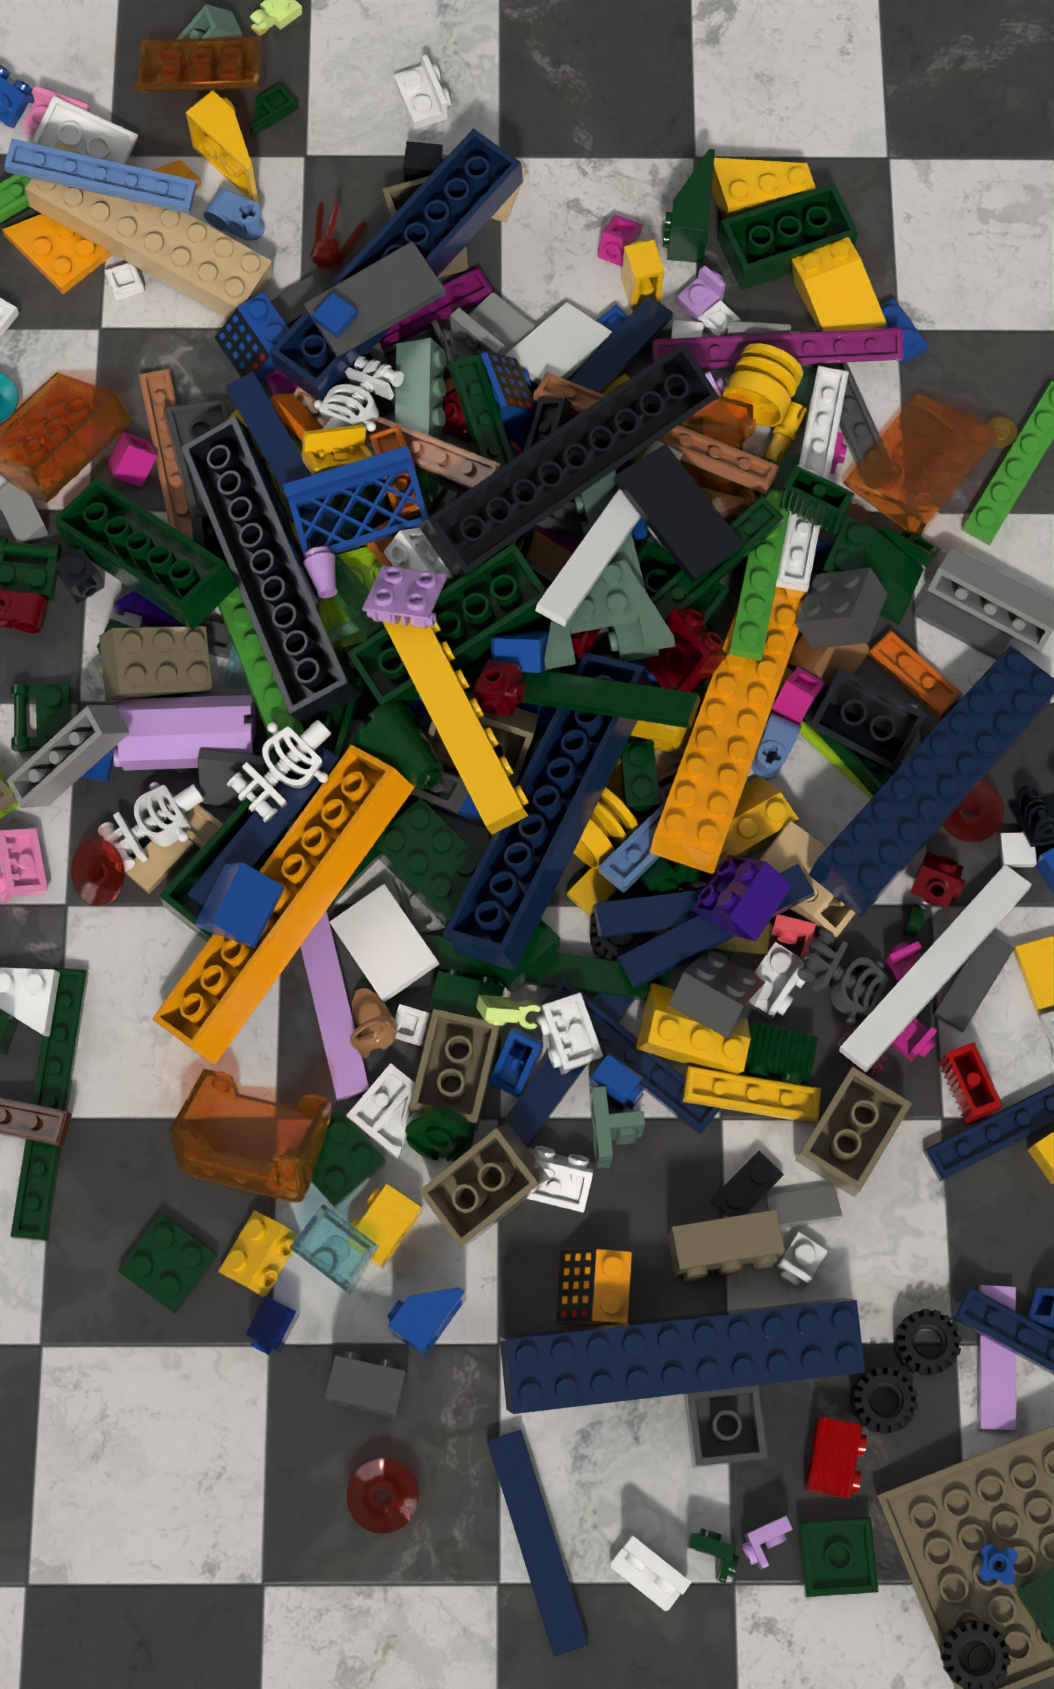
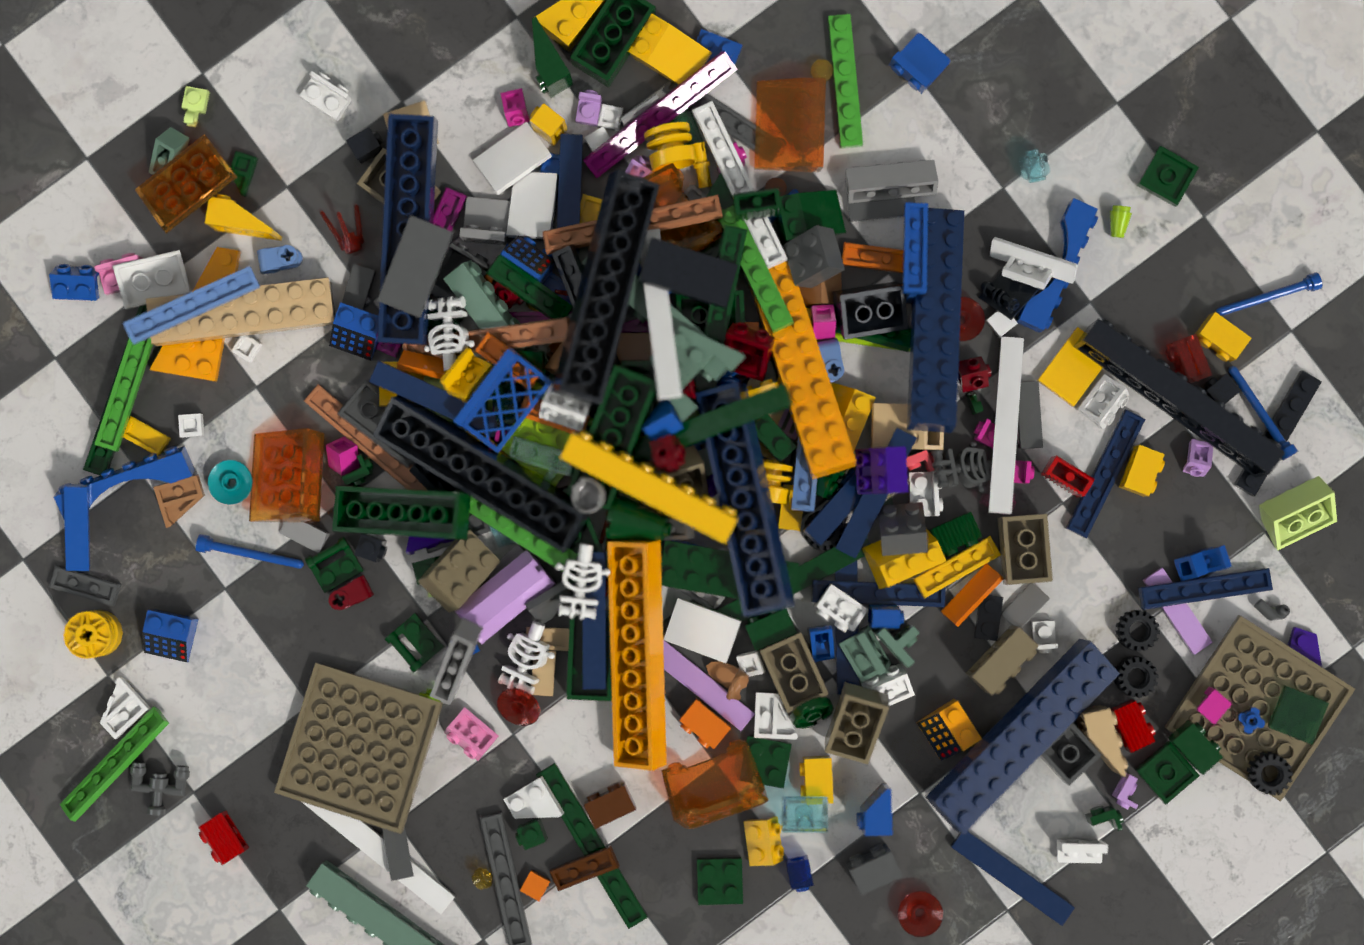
camera: 35 degrees left, 15 degrees up
(110, 1066) = (609, 805): none -> reddish brown brick
(137, 490) = (358, 477): none -> dark green bracket
(240, 904) = (617, 677): blue slope -> none
(300, 1055) = (704, 724): none -> orange brick
(321, 568) = (513, 454): lavender cone -> none
(335, 315) = (402, 296): blue tile -> none
(370, 665) = (588, 495): none -> light grey hair
(405, 595) = (581, 445): lavender hinge -> none
(500, 1010) = (799, 623): yellowish green plate -> none
(560, 1113) = (865, 654): none -> sand green bracket
(575, 286) = (512, 158): none -> white tile
(746, 1142) = (972, 595): none -> orange tile
(786, 1421) = (1098, 727): none -> tan slope
(900, 1544) = (1196, 747): none -> dark green brick
(912, 545) = (821, 182): dark green tile -> none
(960, 1503) = (1213, 705): none -> dark pink panel
(967, 676) = (915, 250): none -> blue fence

